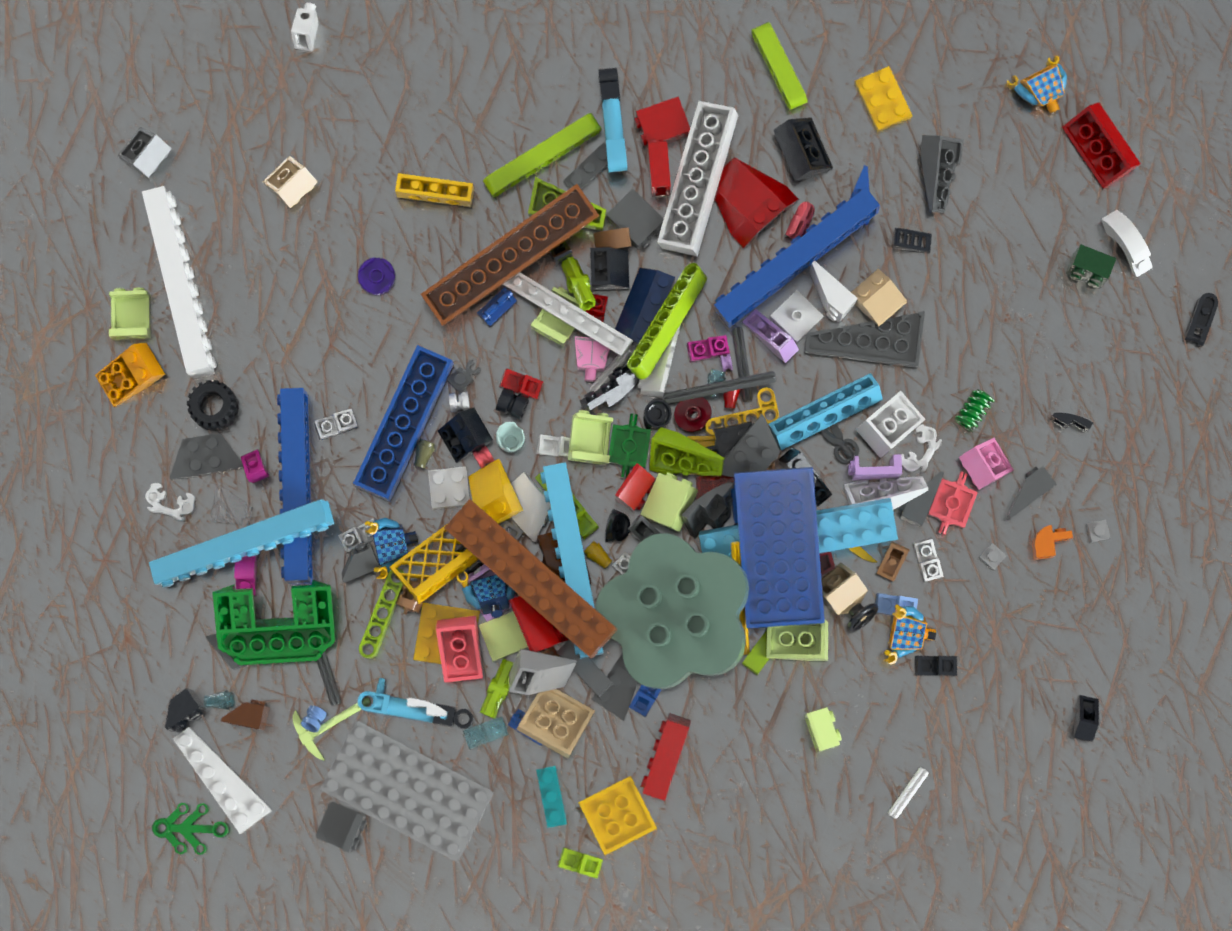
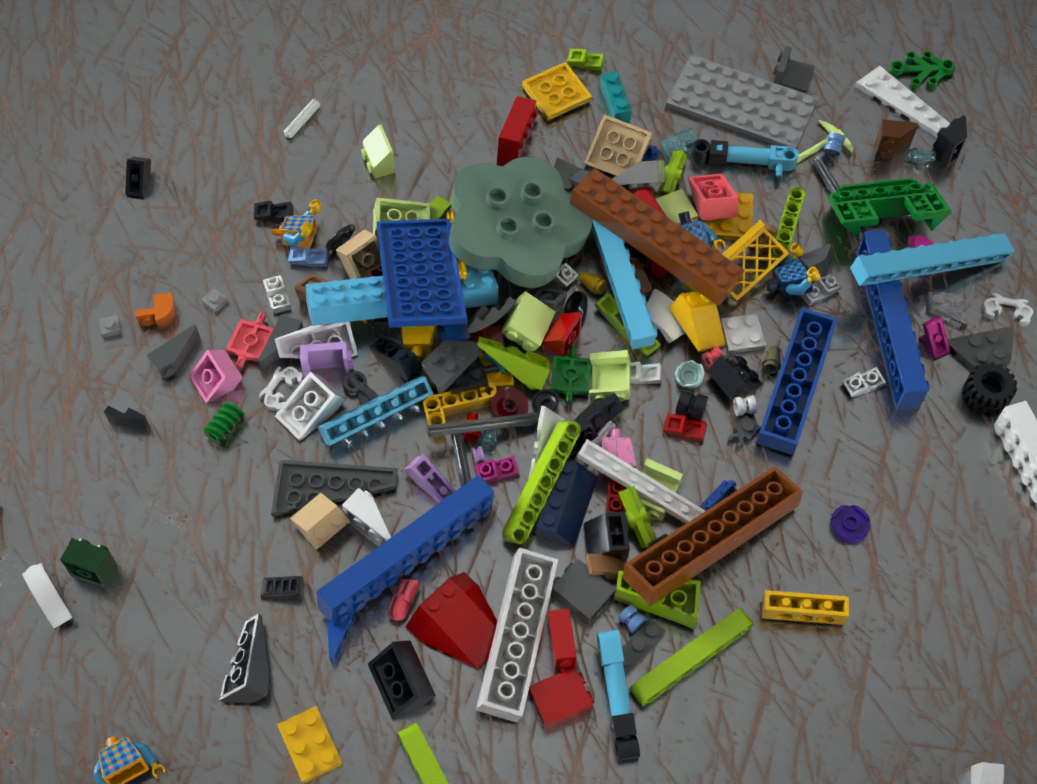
camera: 175 degrees right, 20 degrees down
(290, 181) = (963, 611): tan slope -> none
(432, 709) = (730, 145): white slope -> none
(592, 191) = (632, 618): none -> medium blue wheel
(796, 316) = (405, 504): white plate -> none
(1101, 145) = (62, 701): red slope -> none

